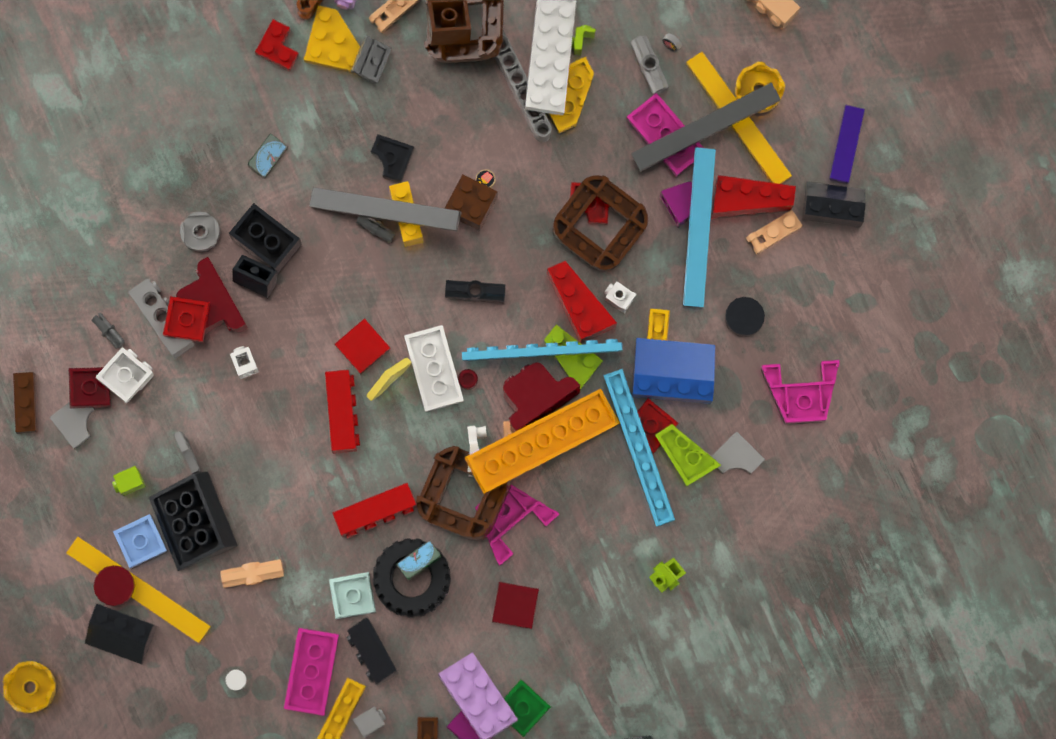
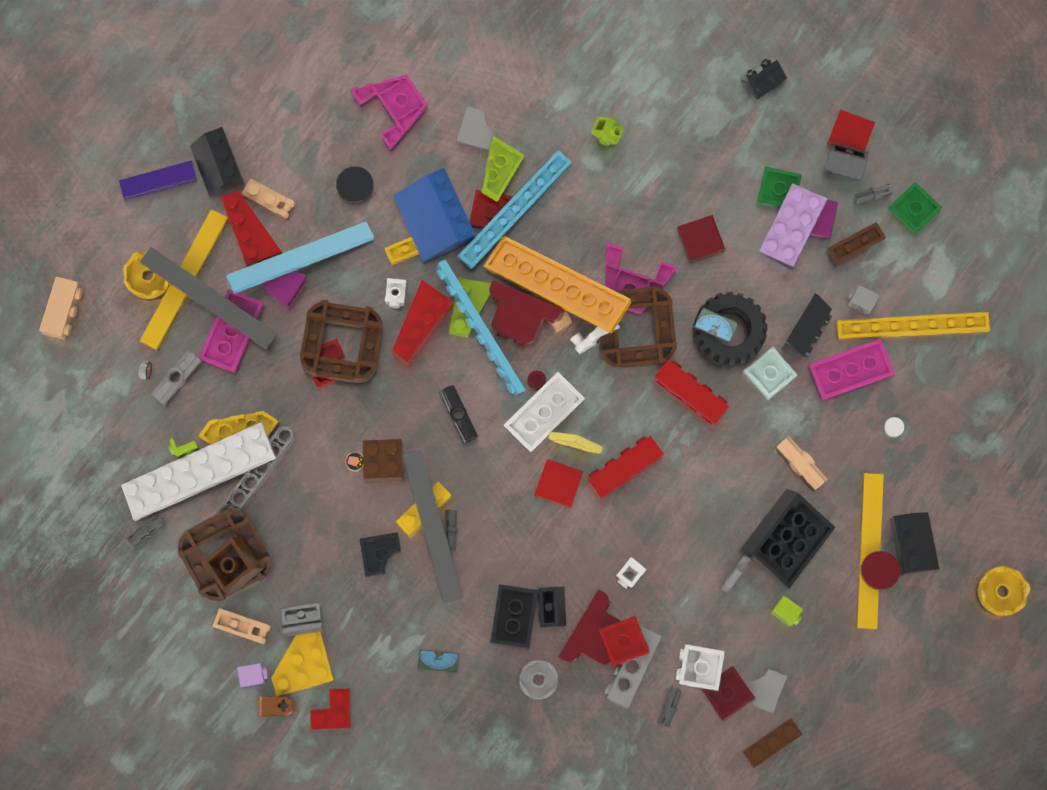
camera: 115 degrees left, 0 degrees up
(140, 541) = (830, 572): light blue plate -> none

